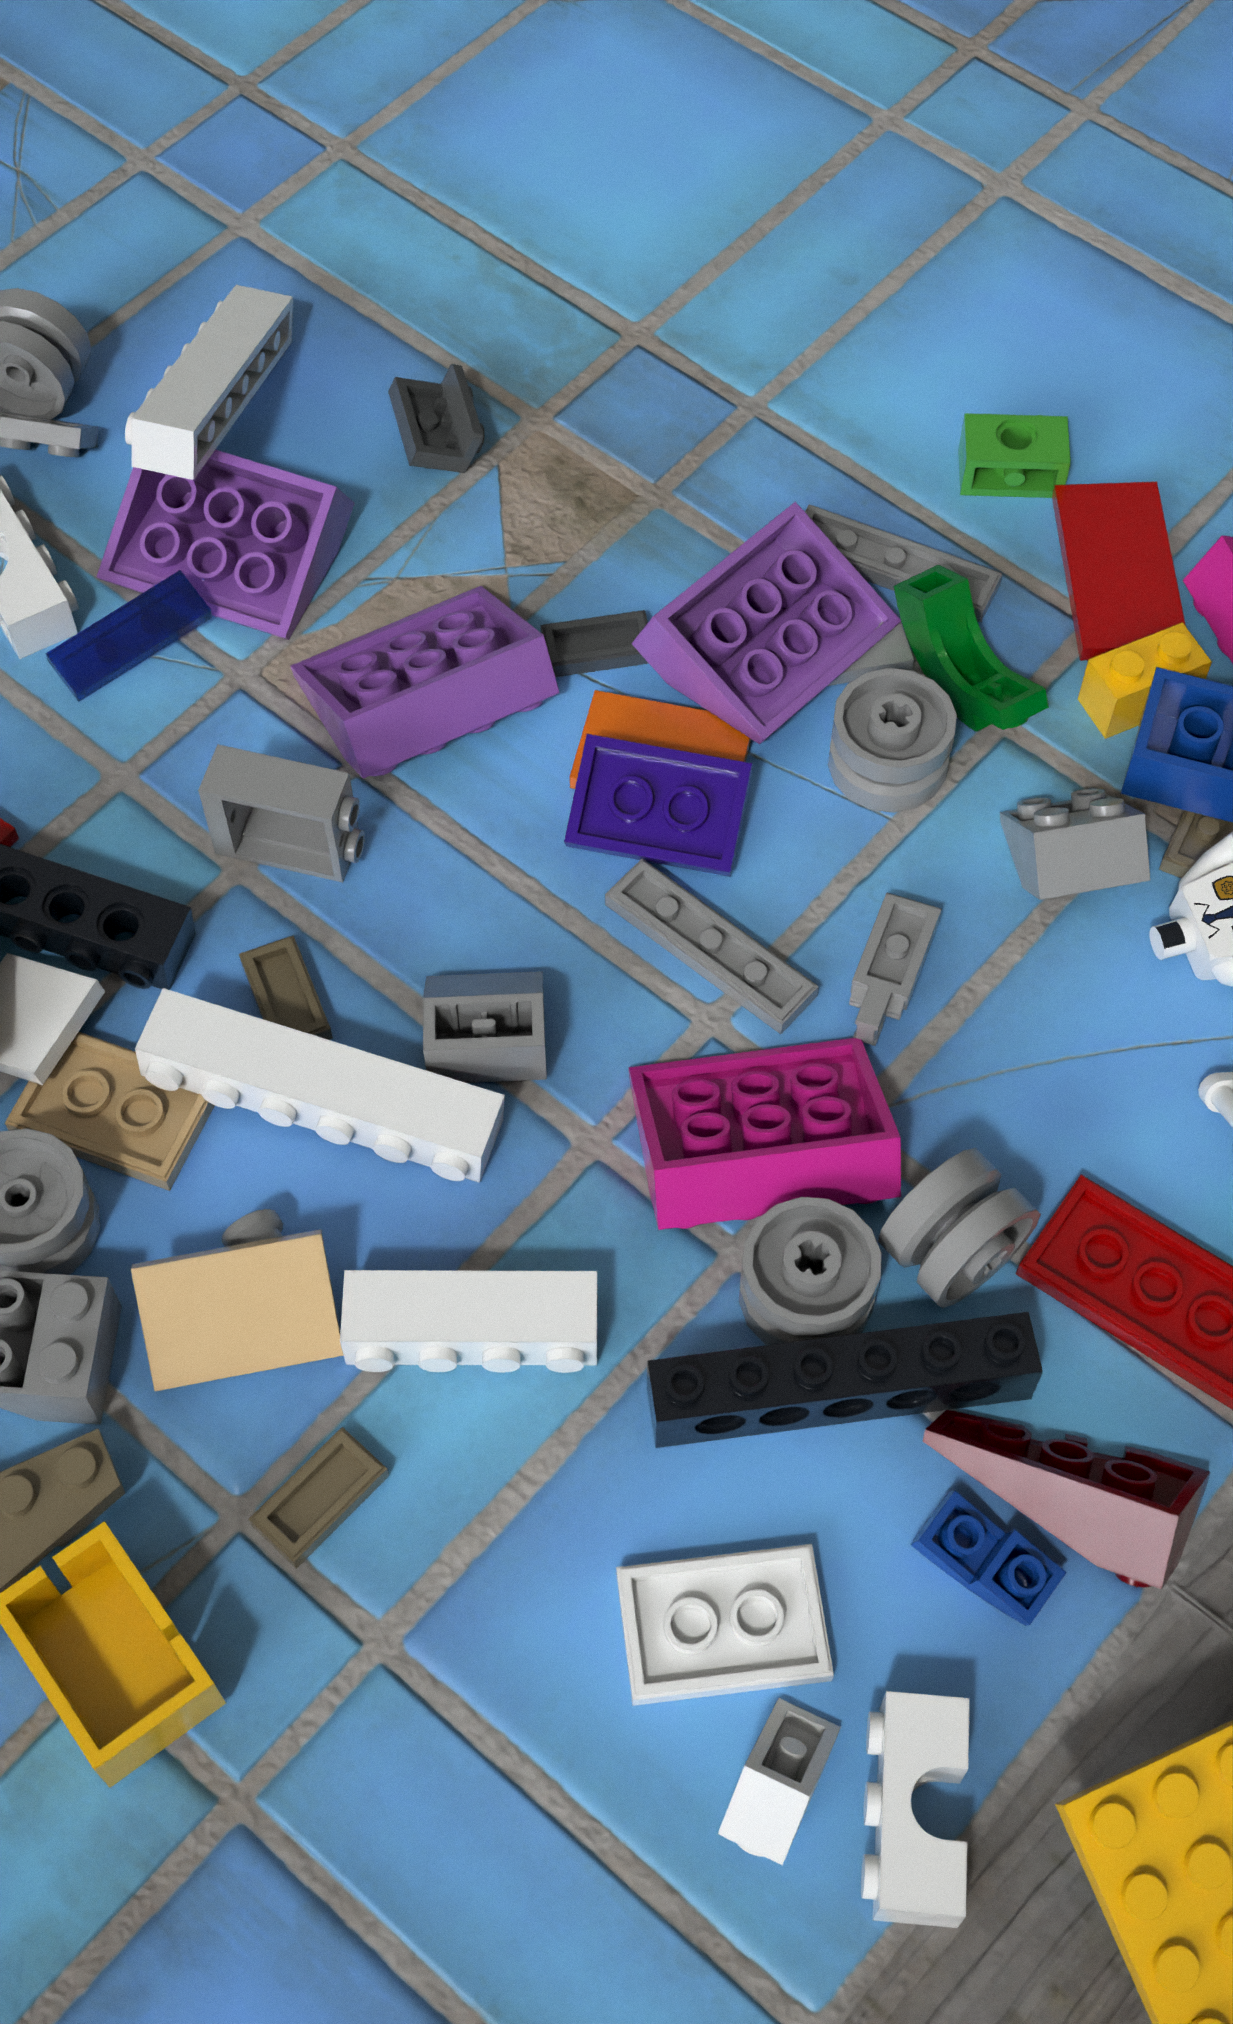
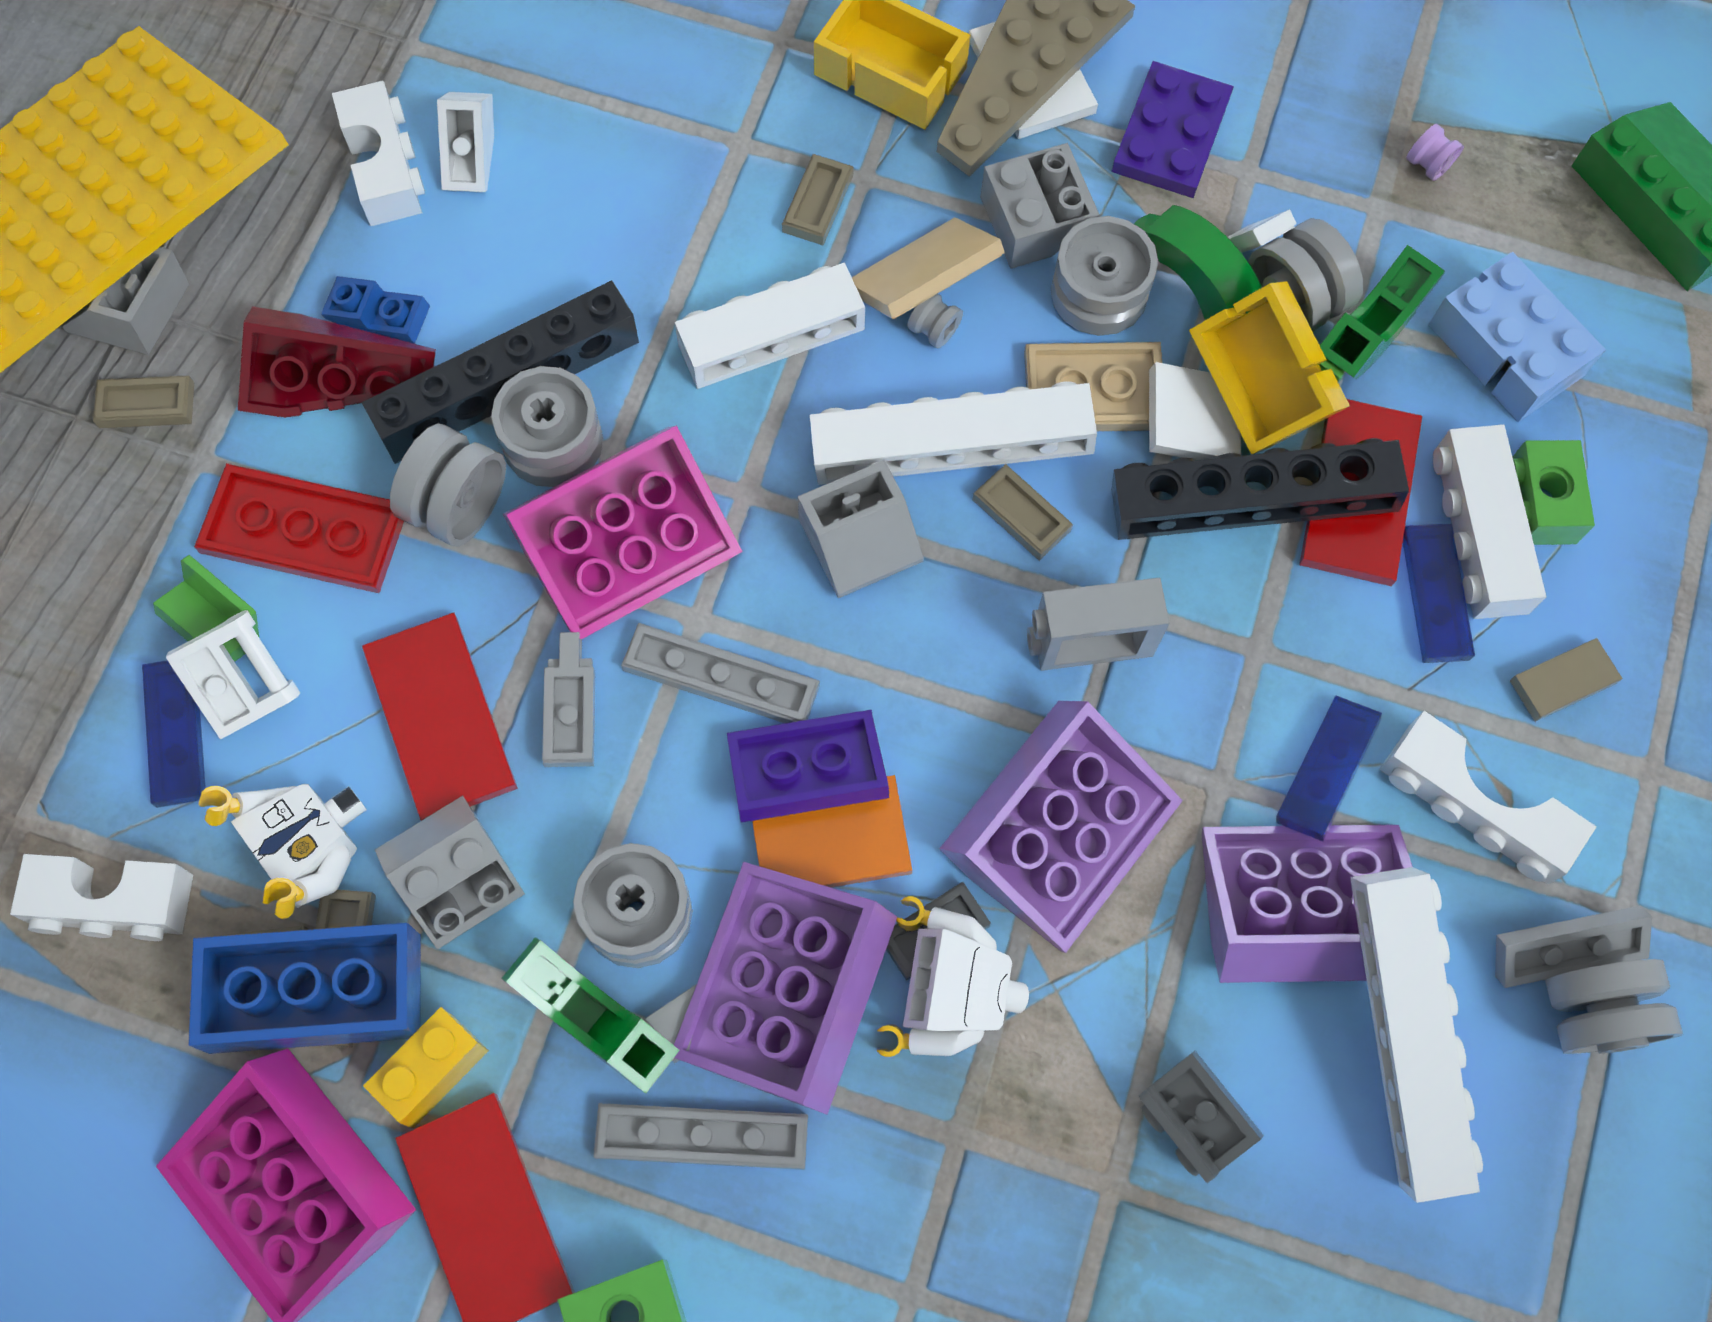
camera: 155 degrees right, 10 degrees up
(605, 569) = (955, 985): none -> white torso
(723, 1624) = (533, 218): white tile -> none
(1043, 1013) = (439, 716): none -> red tile

